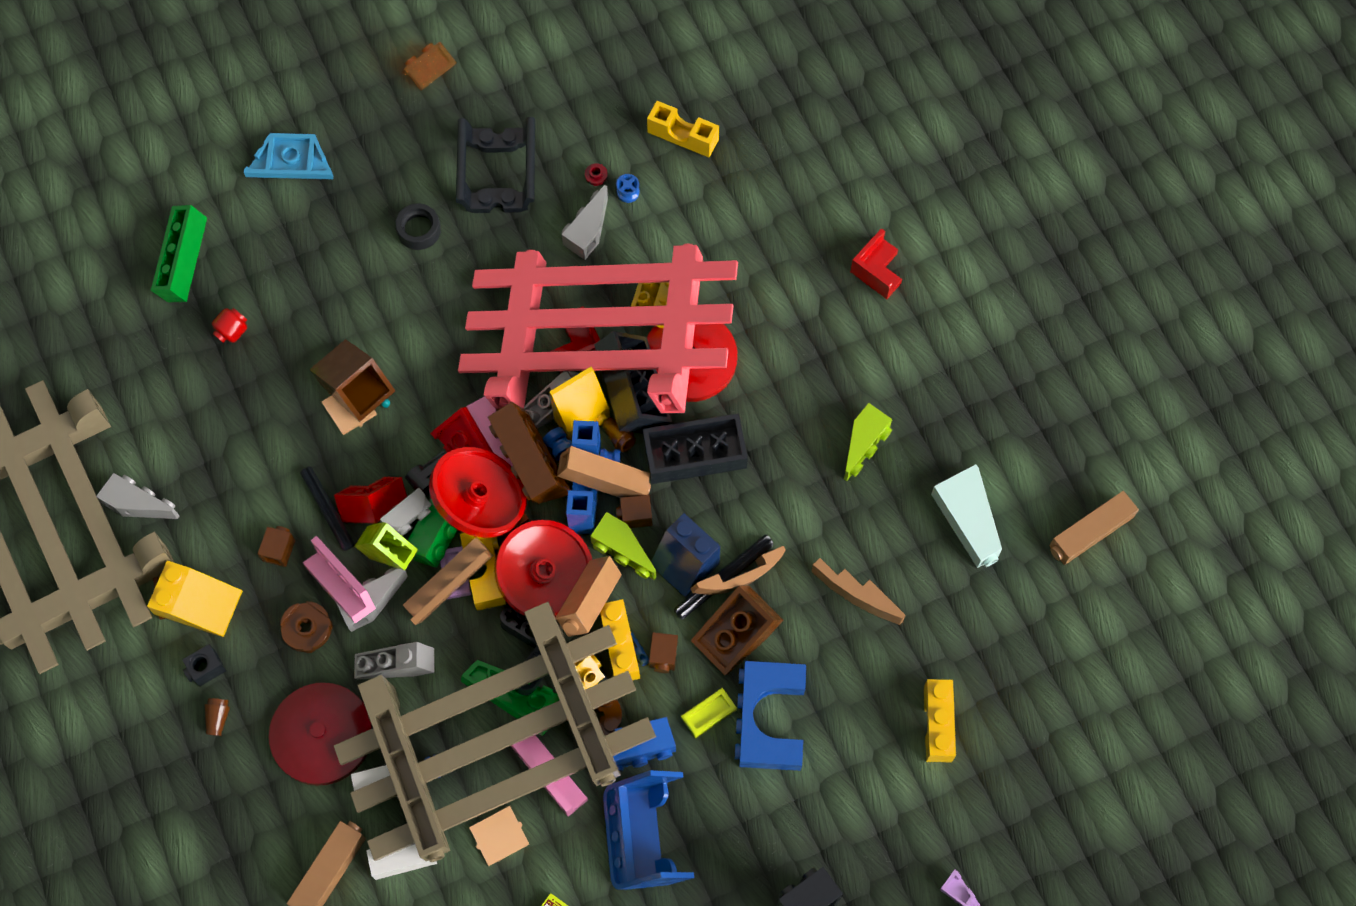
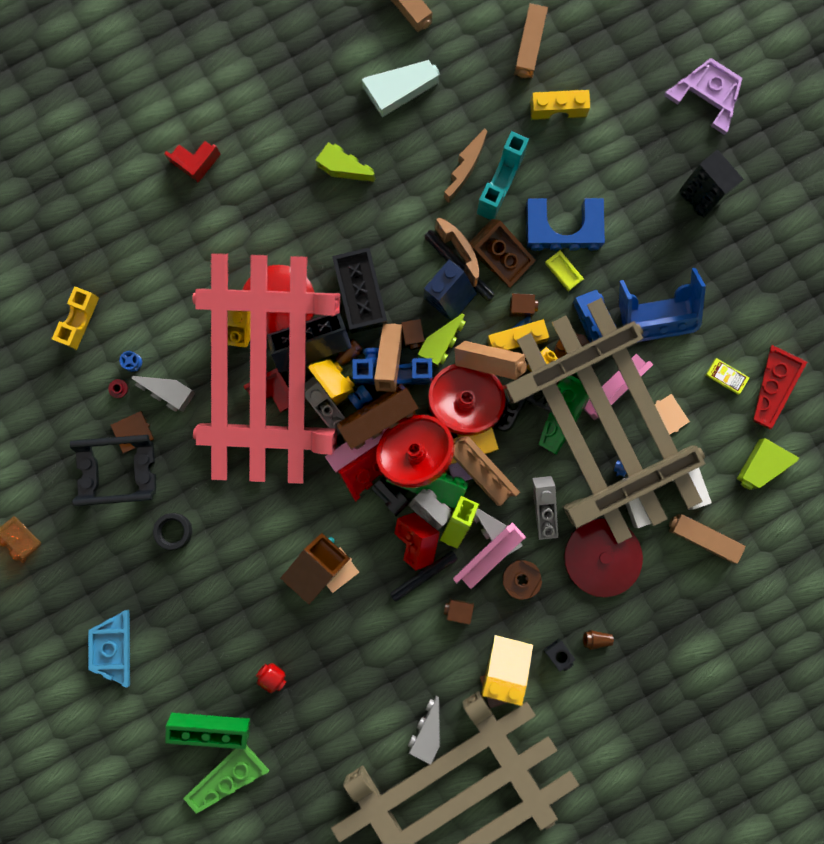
camera: 90 degrees left, 15 degrees up
(122, 273) = (231, 774): none -> bright green wing
(547, 189) = (131, 426): none -> reddish brown piece
(807, 620) = (496, 190): none -> teal arch
(1031, 689) = (531, 41): none -> medium nougat brick

